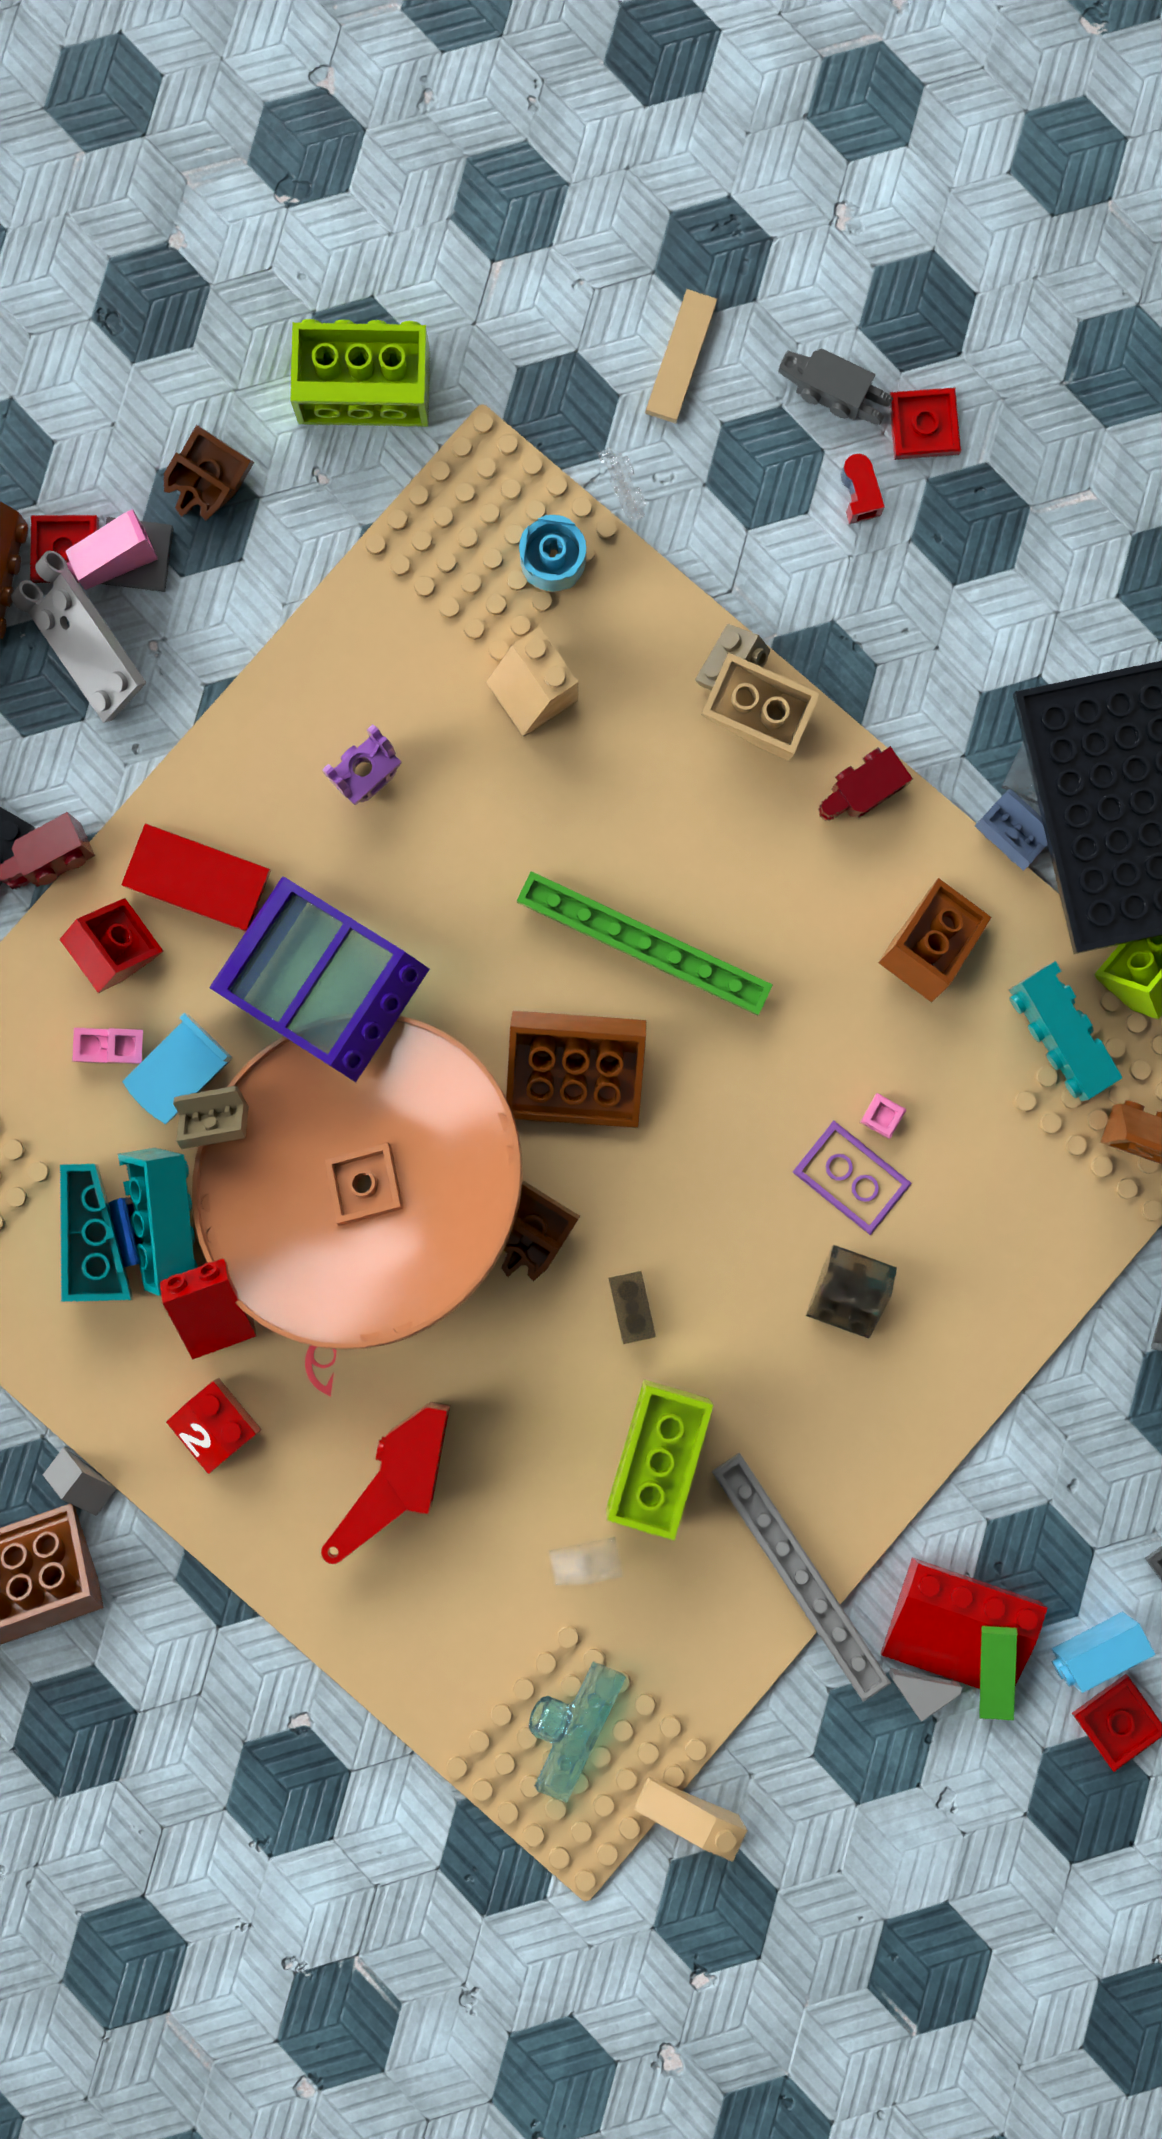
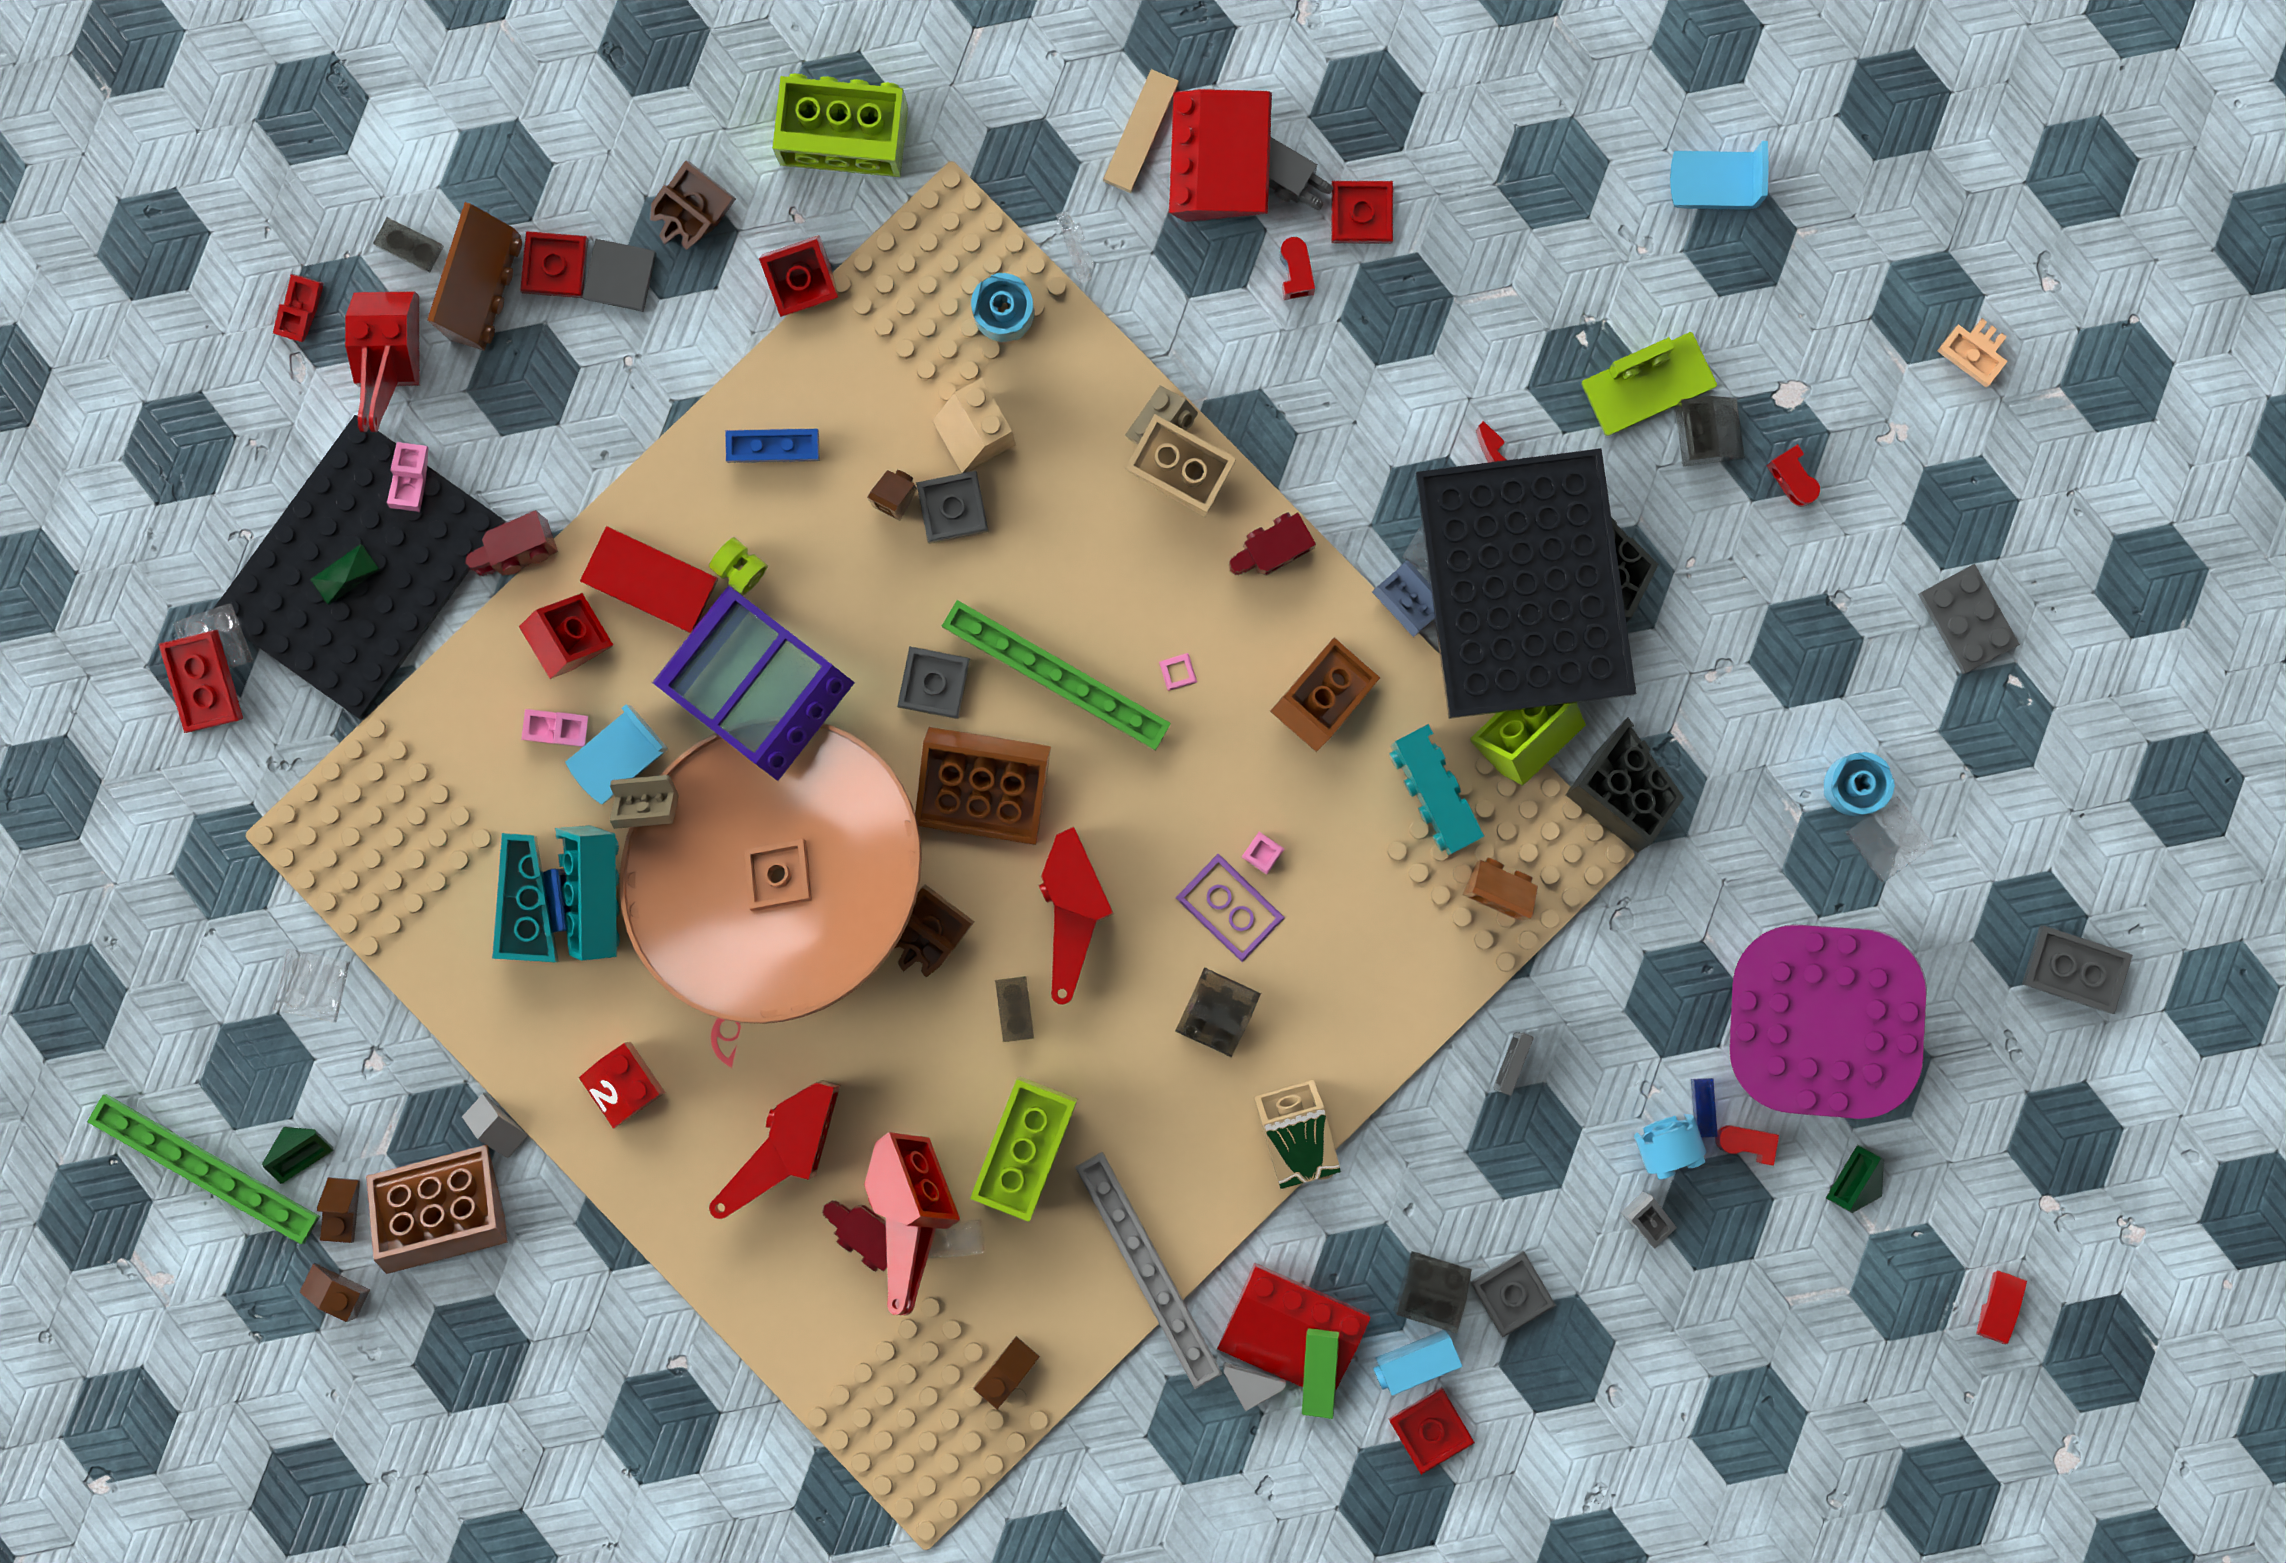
camera: 15 degrees right, 0 degrees up
(86, 645) = (566, 356): light grey hinge -> none
(111, 551) = (596, 273): bright pink slope -> none
(205, 1309) = (622, 977): red panel -> none
(281, 848) = (730, 558): none -> lime wheel
(316, 722) = (772, 445): none -> blue plate
(330, 538) = (799, 275): none -> red slope
(375, 751) = (809, 510): medium lavender piece -> none
(452, 763) = (893, 493): none -> reddish brown slope
(493, 1565) = (859, 1231): none -> dark red hinge
(512, 962) = (933, 682): none -> dark grey tile
(516, 772) = (952, 507): none -> dark grey tile
(545, 1526) = (914, 1197): none -> slope
(573, 1729) = (926, 1390): clear light blue plate -> none
(658, 1703) = (1006, 1372): none -> reddish brown slope
(692, 1189) = (1078, 906): none -> red slope
(692, 1818) = (1028, 1481): tan slope -> none
(757, 924) = (1192, 678): none -> bright pink tile
(771, 371) = (1220, 154): none -> red slope
(950, 1416) = (1297, 1134): none -> slope
(1084, 656) = (1490, 443): none -> red slope
(1110, 1574) = (1433, 1292): none -> clear smoke slope

